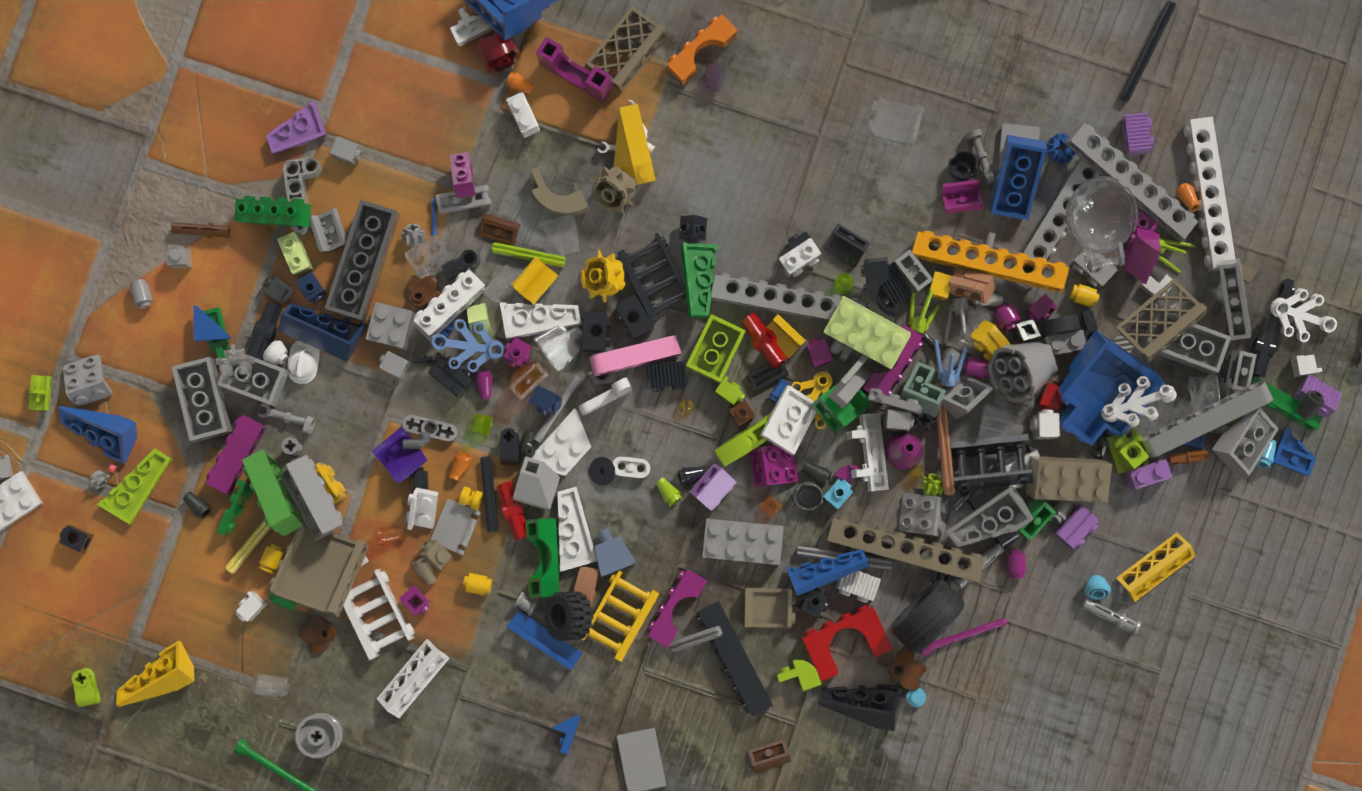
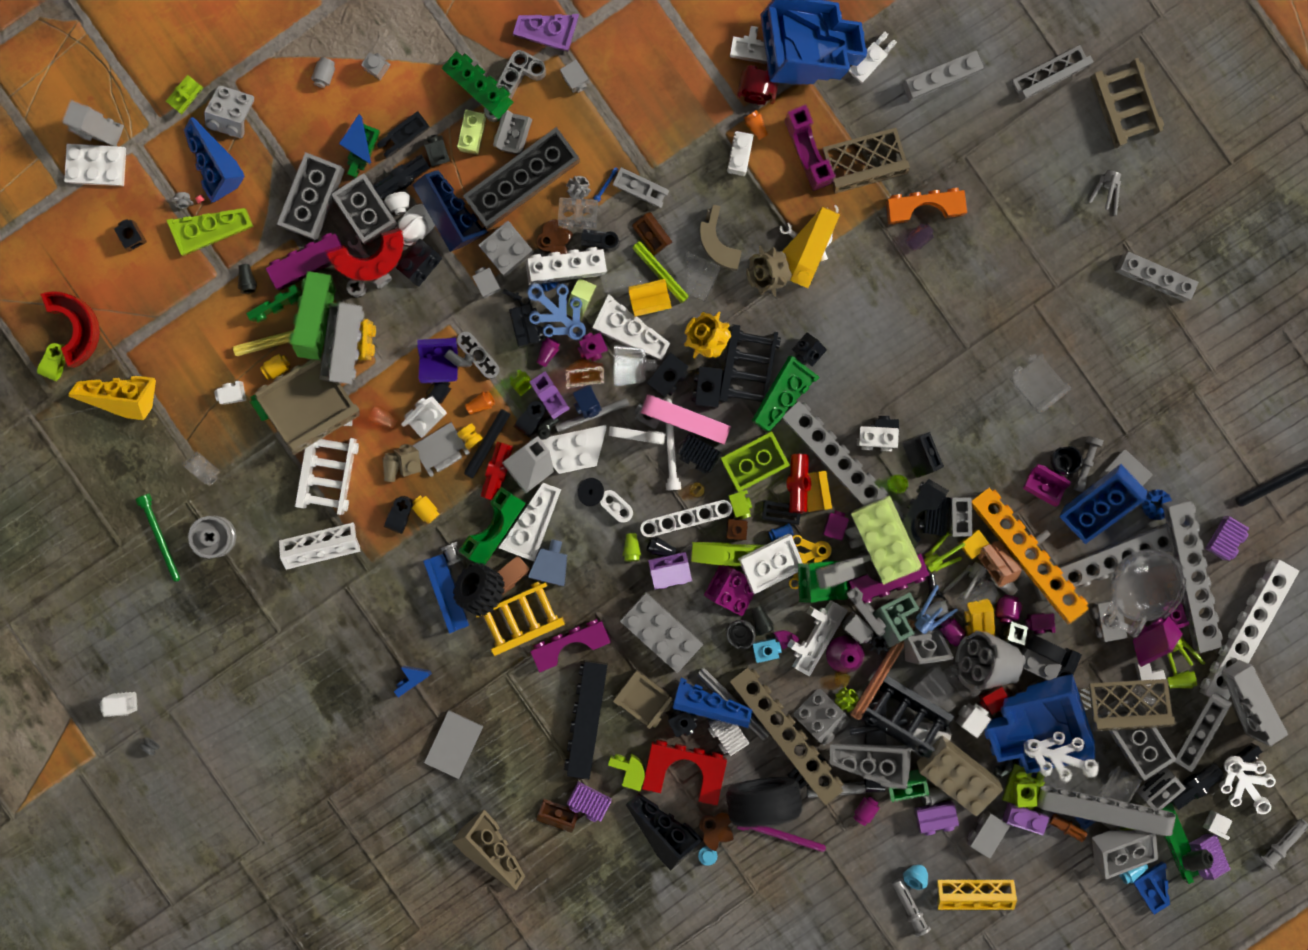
camera: 35 degrees right, 5 degrees up
(90, 638) = (84, 322): none -> red brick
(200, 229) = (415, 59): reddish brown pin -> none
(241, 295) = (404, 133): none -> black hinge
(244, 362) = (365, 193): clear hips -> none
(293, 418) = (374, 266): none -> red brick
(311, 288) = (465, 169): dark blue brick -> none
(315, 634) = (266, 453): reddish brown plate -> none
(328, 388) = (419, 262): none -> black bracket
(409, 597) = (363, 479): magenta brick -> none
(460, 607) = (398, 518): none -> black piece
(462, 175) = (654, 167): magenta brick -> none
(510, 417) = (549, 395): none -> medium lavender brick
(662, 414) = (673, 482): none -> white piece
(696, 638) = (567, 682): light grey axle -> none
(701, 429) = (695, 518): none -> white beam
(775, 506) = (704, 624): clear orange plate -> none
(786, 725) = (589, 802): none -> medium lavender brick
(1084, 295) = (1084, 637): yellow brick -> none
(1127, 510) = (987, 834): none -> light grey brick
(1187, 196) = (1229, 620): orange cone -> none
(1188, 271) = (1183, 680): none -> lime cone
(1257, 247) = (1253, 704): none -> light grey wedge

